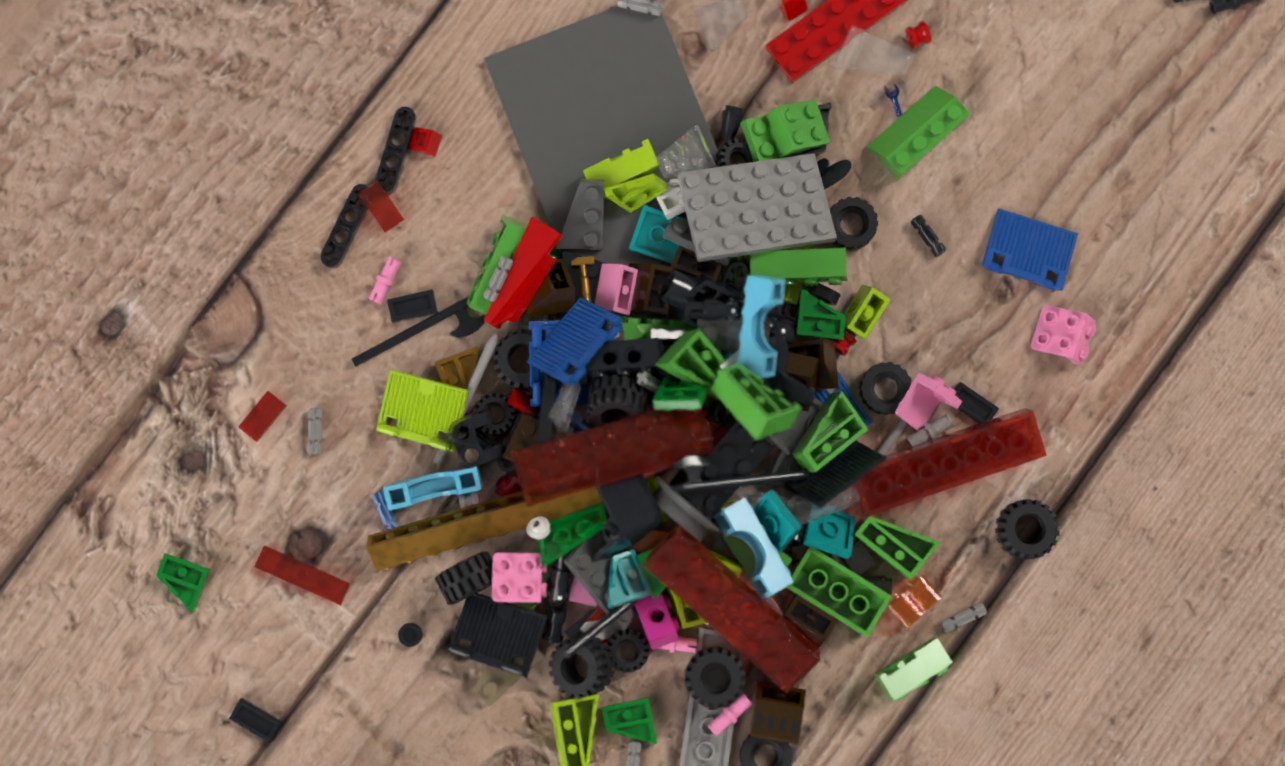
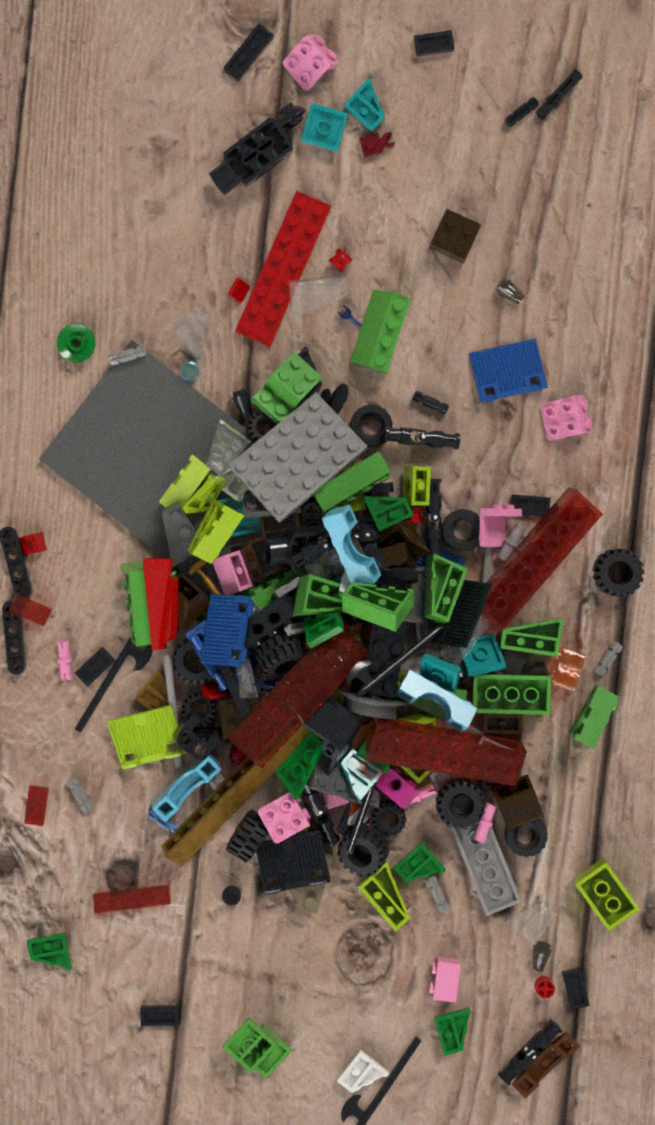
camera: 35 degrees left, 5 degrees up
(498, 278) = (144, 615): light grey axle -> none
(538, 528) = (281, 774): white plate -> none
(623, 233) = (214, 531): none -> lime wedge
(694, 54) = (190, 368): none -> clear light blue wheel
(863, 354) = (433, 515): none -> black piece
(906, 271) = (434, 439): none -> black piece
(1053, 78) = (455, 236): none -> dark brown brick
(1078, 168) = (509, 291): none -> clear smoke cone

